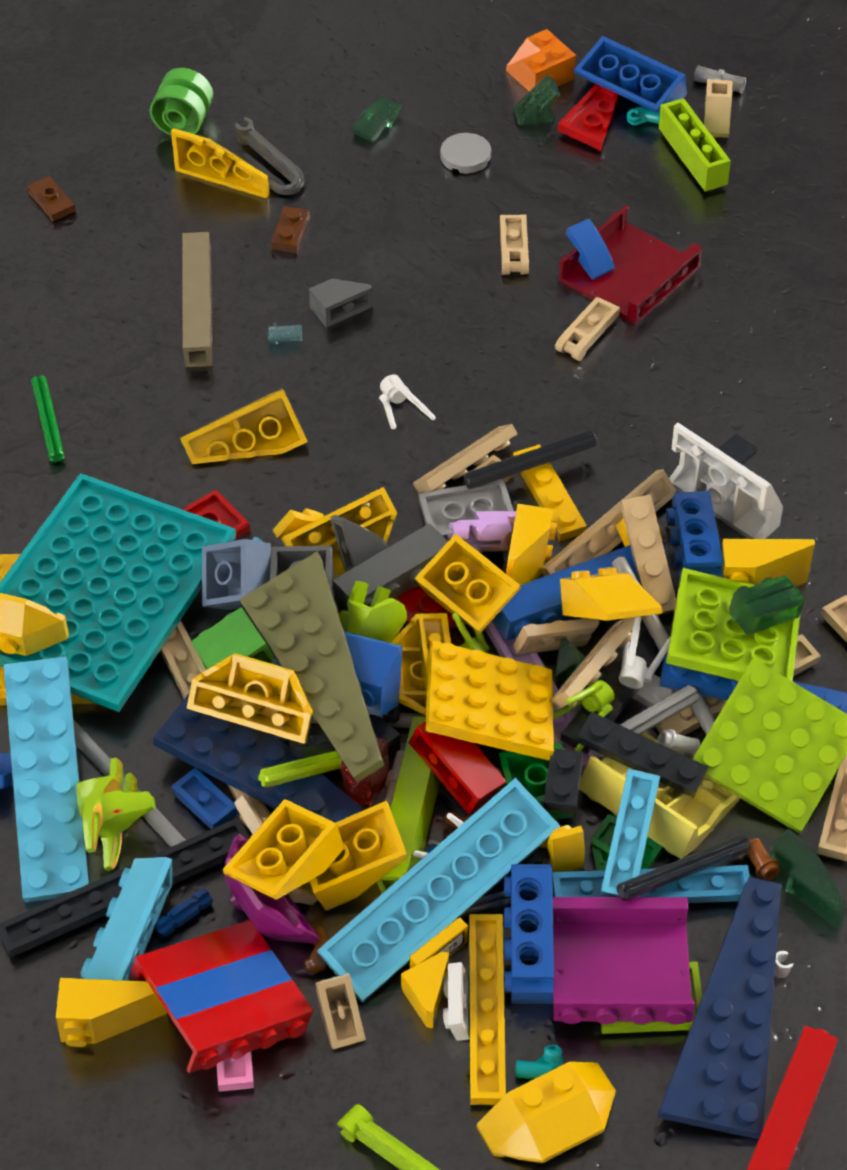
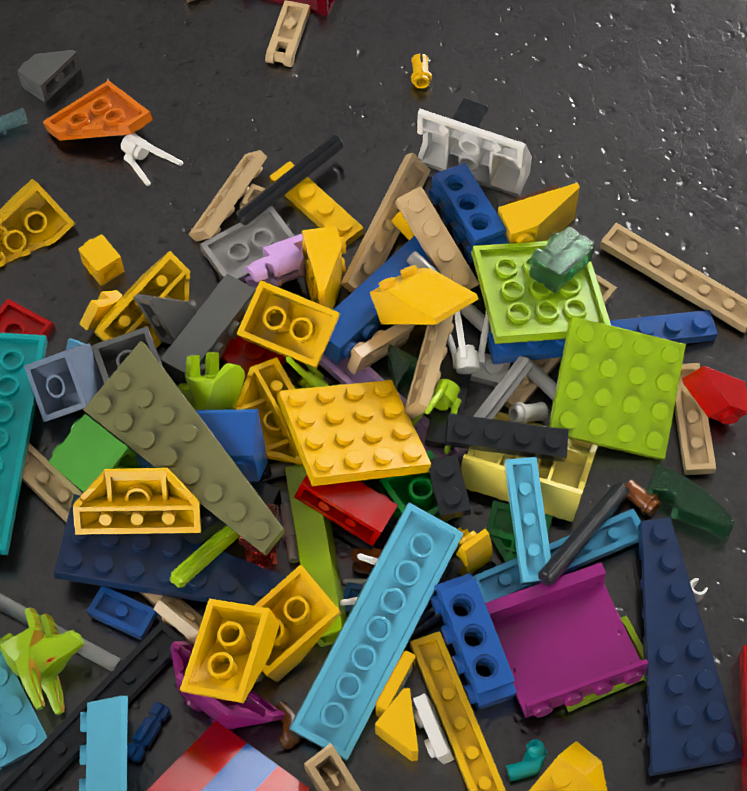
camera: 20 degrees left, 10 degrees up
(318, 480) = (101, 259): none -> yellow brick
(372, 349) = (99, 114): none -> orange plate
(704, 403) = (421, 76): none -> yellow pin

